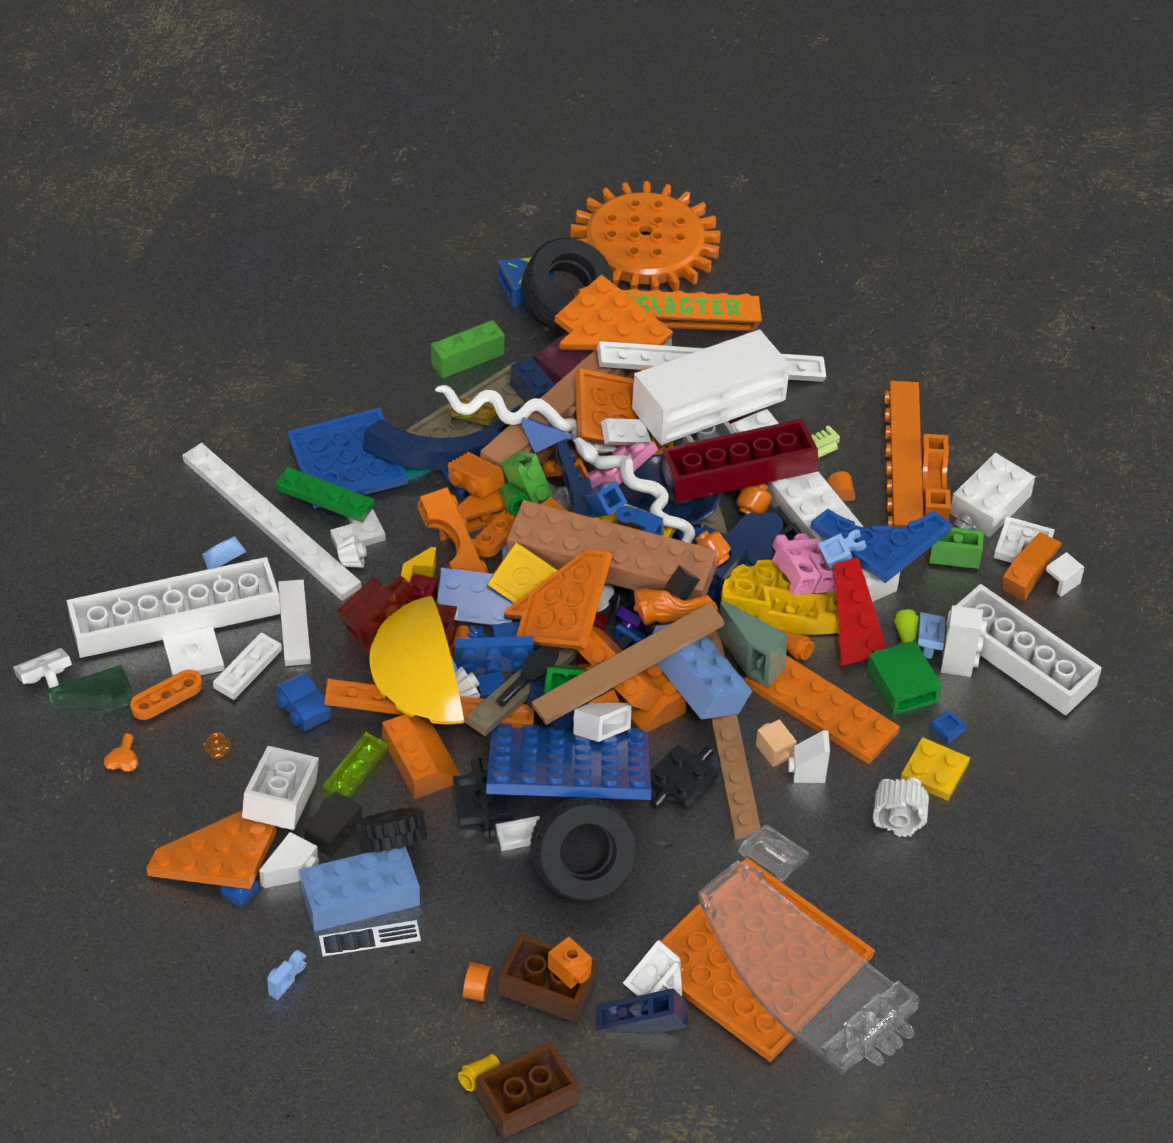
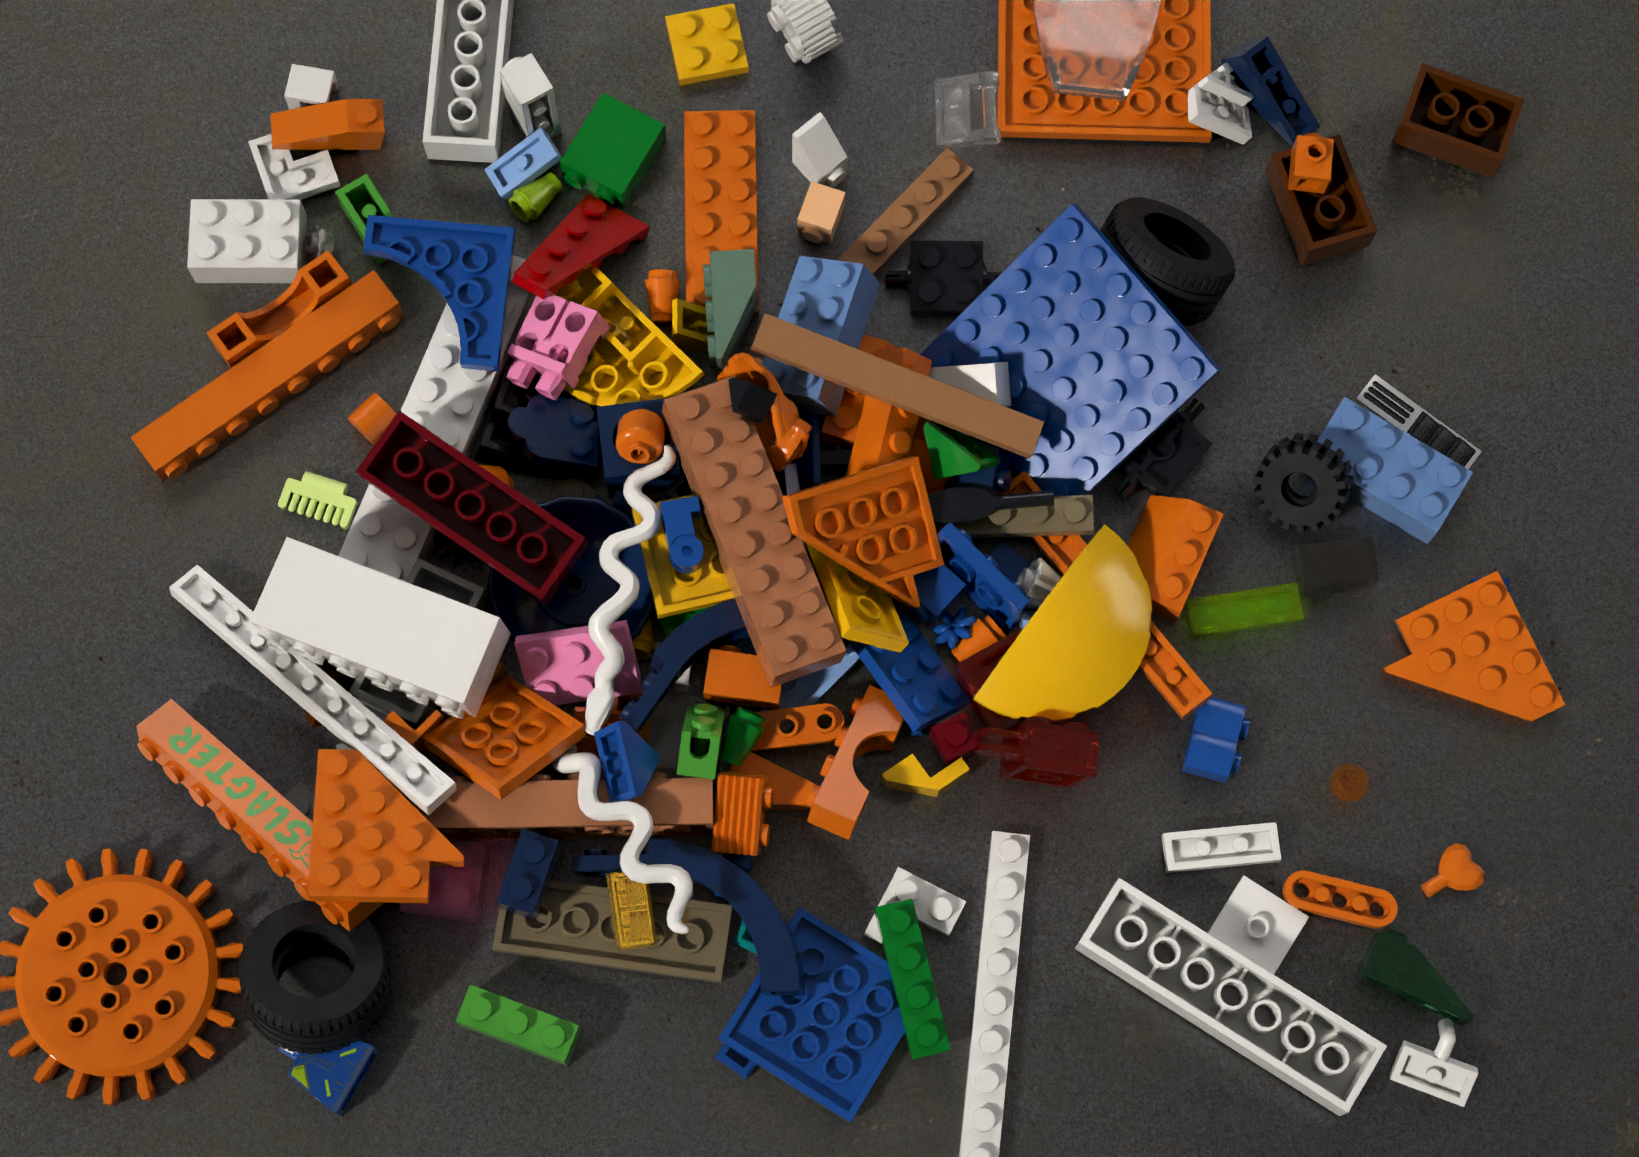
camera: 130 degrees left, 25 degrees up
(223, 553) = (1094, 1029): light blue piece -> none
(280, 787) = (1357, 644): white brick -> none
(283, 977) = (1554, 455): light blue plate -> none
(286, 861) = (1420, 568): white slope -> none
(294, 622) = (1111, 857): white tile -> none
(352, 552) = (963, 874): white piece -> none
(468, 1072) = (1472, 188): yellow cone -> none
(477, 981) = (1383, 265): orange piece -> none
(605, 498) = (683, 594): blue brick -> none
(624, 431) = (522, 695): white plate -> none
(838, 549) = (519, 303): light blue plate -> none
(948, 726) = (635, 70): blue tile -> none

